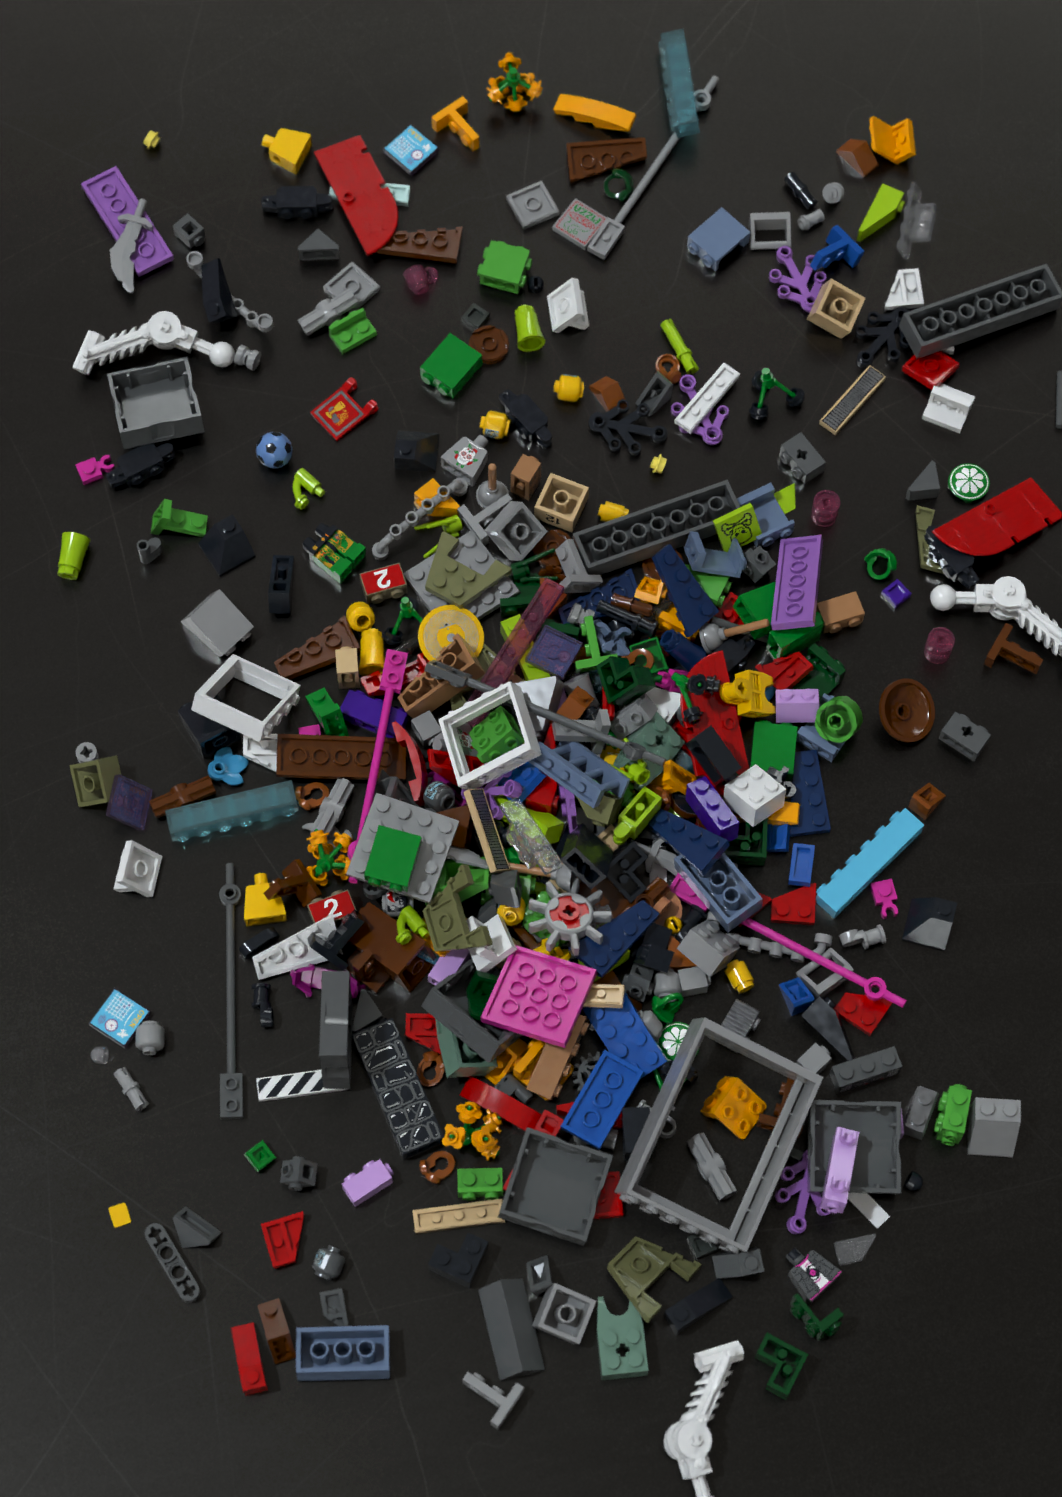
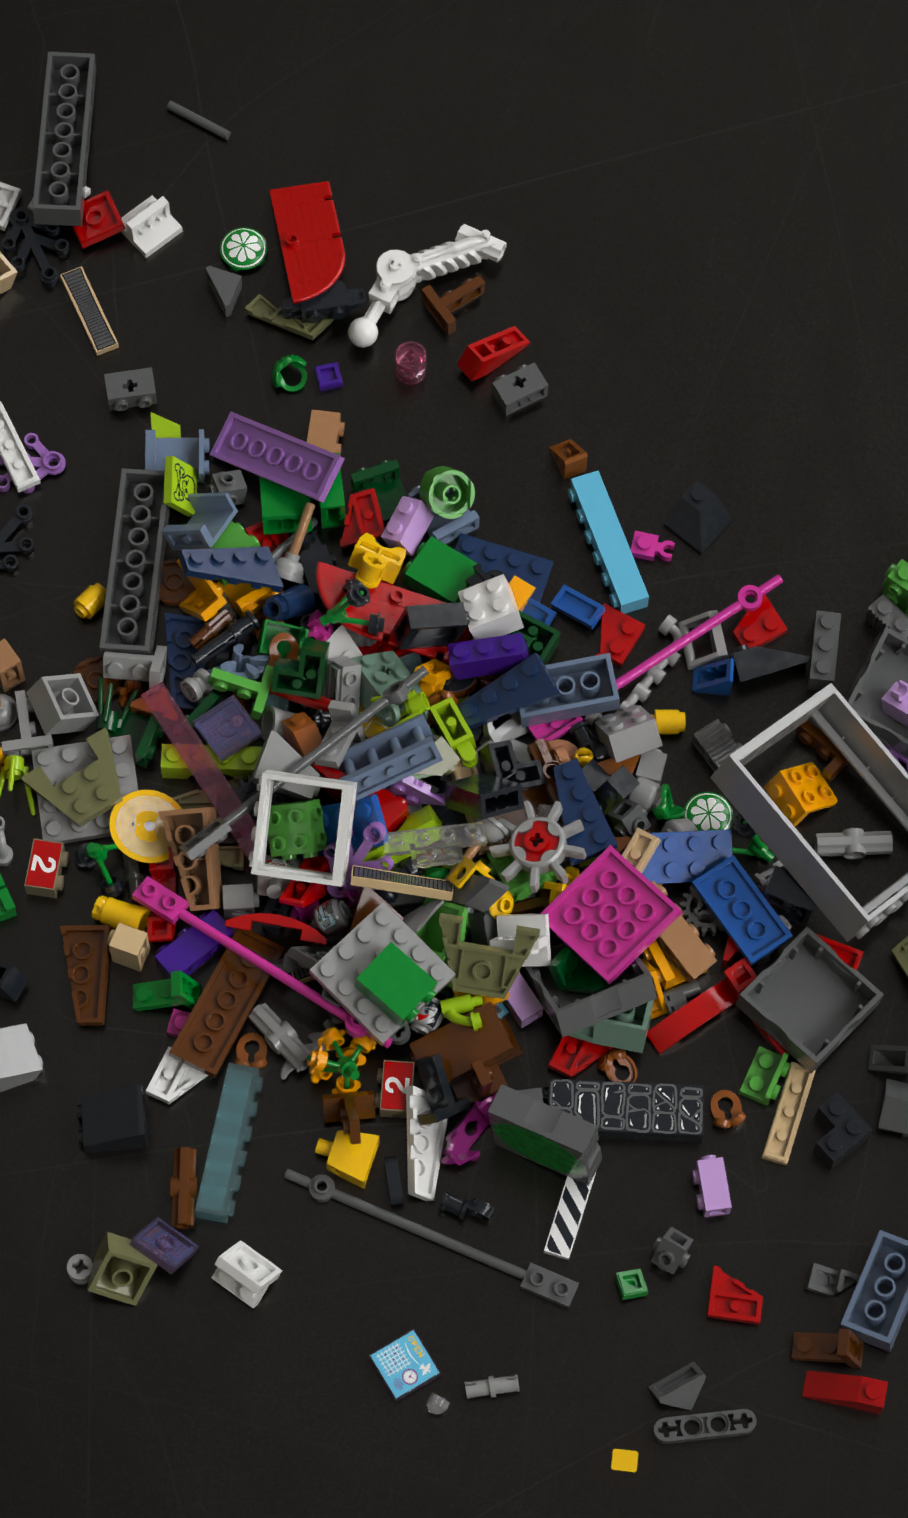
camera: 65 degrees left, 0 degrees up
(150, 1037) = (445, 1340): light grey head -> none
(230, 767) = (172, 1123): dark azure plate -> none
(255, 676) = (94, 1041): white window -> none
(328, 1262) = (780, 1264): dark grey head -> none
(360, 616) = (73, 908): yellow head -> none
(478, 1137) = (696, 1048): light orange plant -> none
(527, 879) = (470, 868): none -> yellow bracket
(561, 502) = (52, 644): tan brick -> none
(658, 464) = (58, 530): light yellow plate -> none
(764, 380) = (19, 383): plant -> none
(815, 1059) = (790, 693): light grey brick -> none
(825, 508) = (201, 394): clear pink wheel -> none
(865, 937) = (685, 585): light grey connector -> none
(915, 709) = (466, 426): reddish brown dish -> none
(984, 701) = (491, 352): none -> red slope

